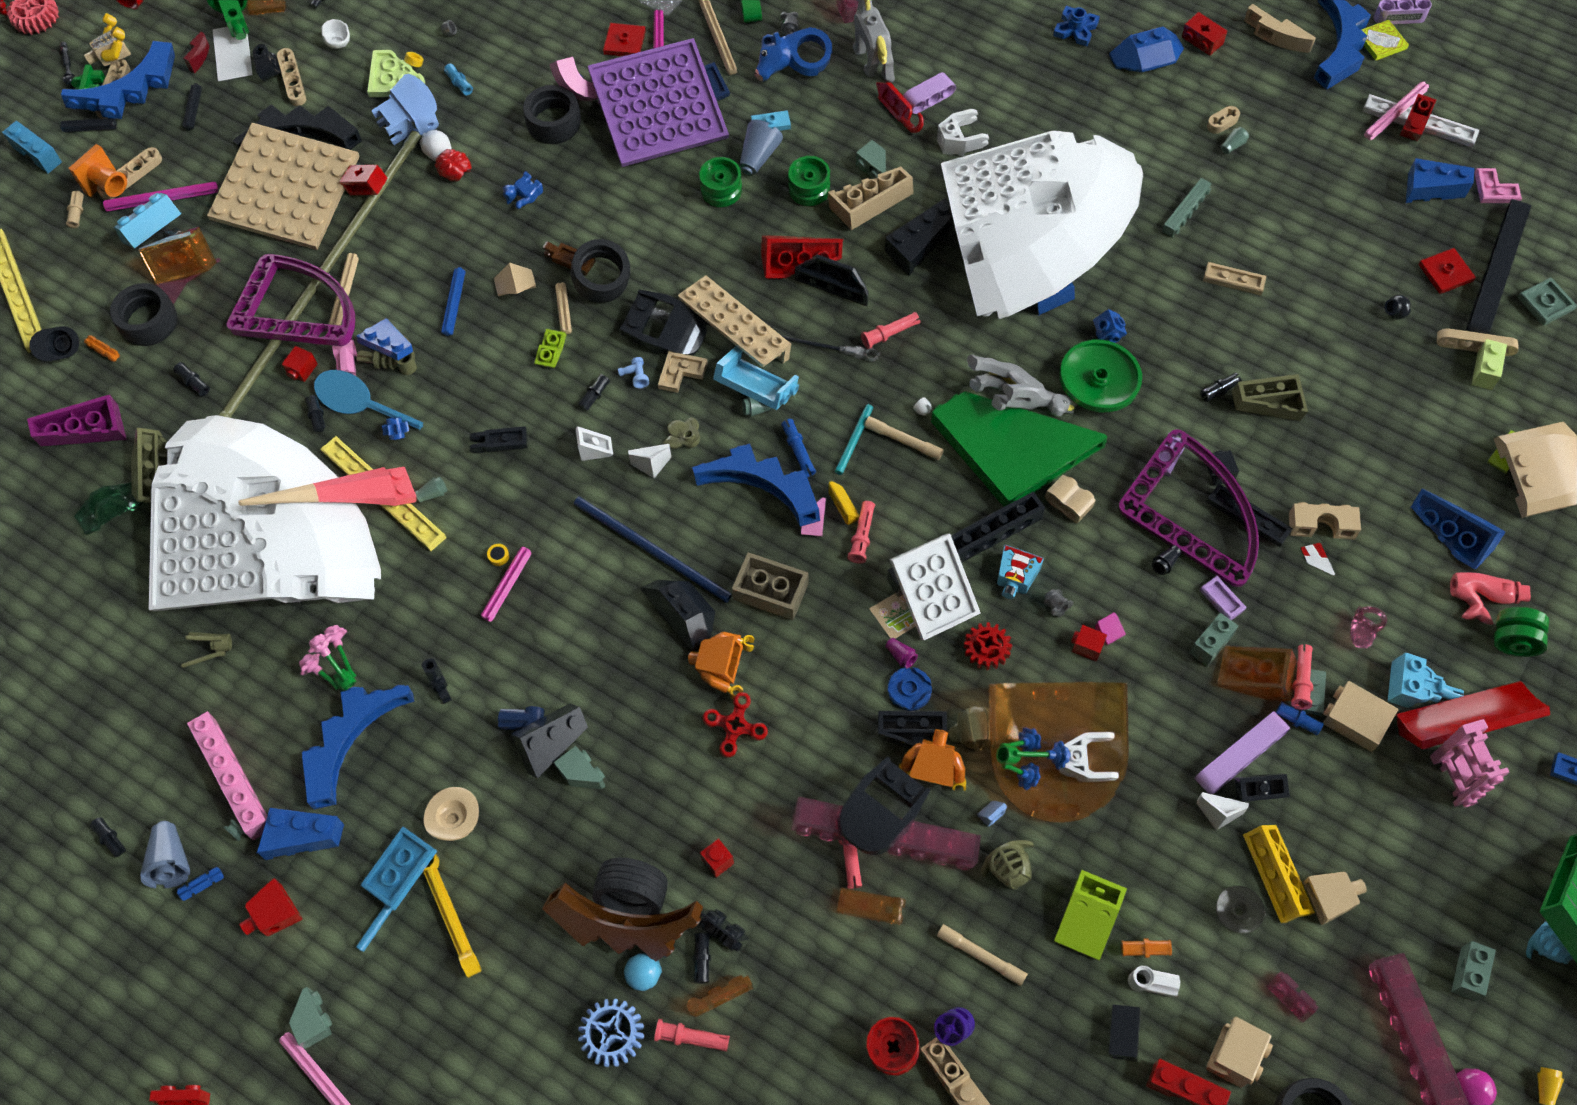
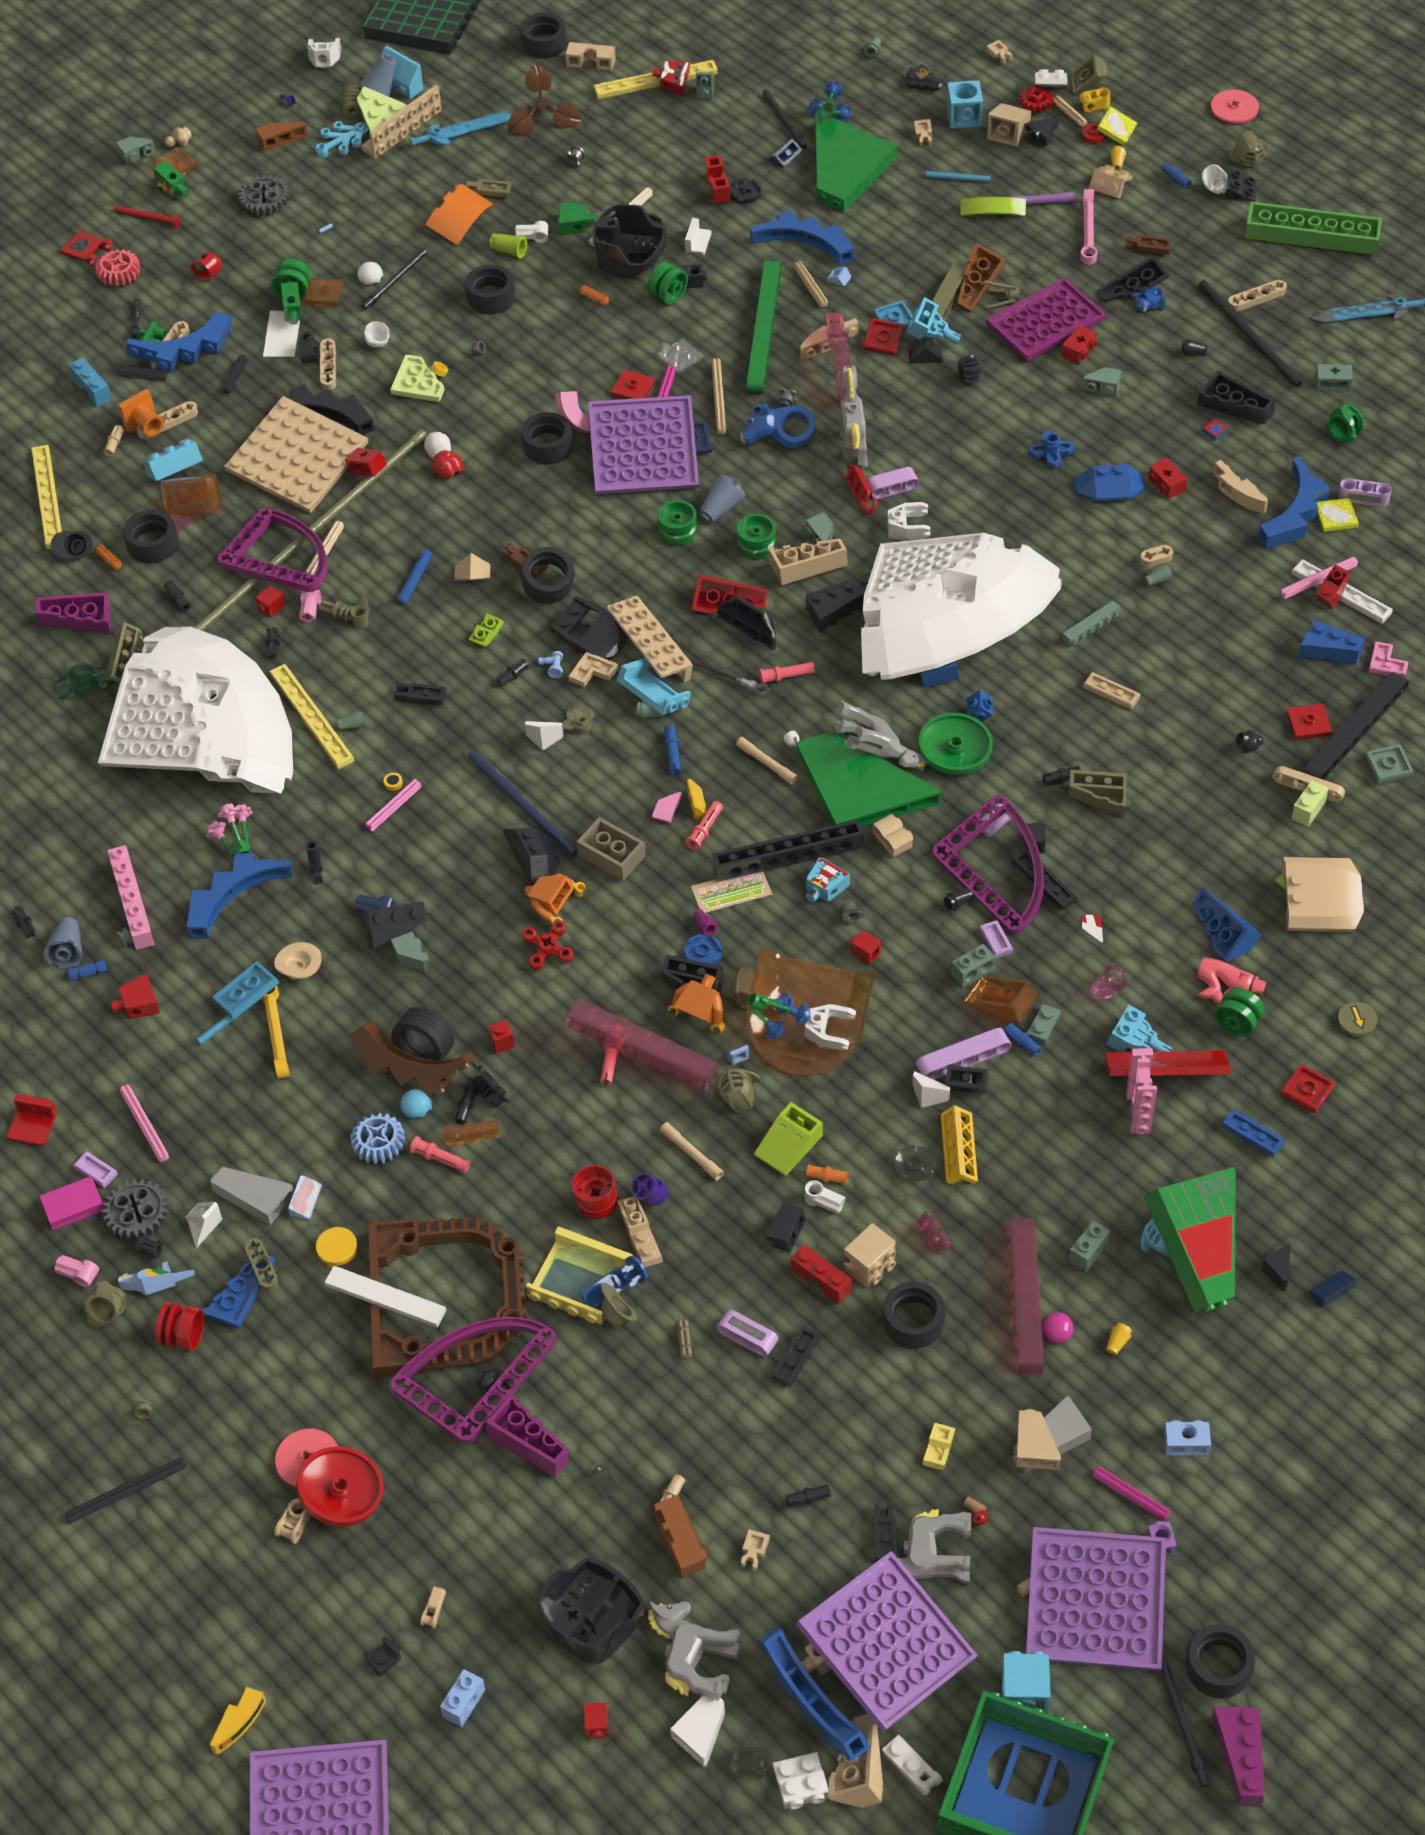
camera: 15 degrees right, 10 degrees down
(110, 45) = (178, 308): torso -> none
(173, 194) = (212, 444): dark pink axle -> none
(198, 54) = (250, 331): dark red slope -> none
(218, 642) = (147, 800): olive plant -> none
(296, 832) = (174, 947): blue wedge -> none
(308, 1020) = (145, 1079): sand green slope -> none
(350, 395) = (305, 633): dark azure piece -> none
(368, 487) = (304, 706): coral plate -> none
(386, 340) = (348, 595): wing -> none
(395, 428) = (336, 666): blue gear -> none
(408, 103) = (423, 404): light blue piece -> none
(458, 79) = (473, 393): dark azure pin -> none
(525, 189) = (504, 496): blue animal -> none
(563, 308) = (507, 600): tan axle -> none
(592, 444) = (497, 712): white slope -> none
(767, 474) = (635, 763): blue arch -> none
(777, 119) = (745, 480): medium azure plate -> none
(853, 440) = (710, 767): teal piece -> none
(869, 823) = (631, 1032): black slope -> none
(870, 906) = (614, 1098): clear orange plate -> none
(935, 586) = (747, 874): white plate -> none
(980, 638) = (779, 931): red gear -> none
(1112, 627) = (889, 940): dark pink slope -> none
(1302, 685) = (1033, 1013): coral pin -> none
(1333, 894) = (997, 1170): tan torso -> none
(1342, 519) = (1094, 890): tan arch -> none
(1359, 715) = (1075, 1048): tan brick -> none

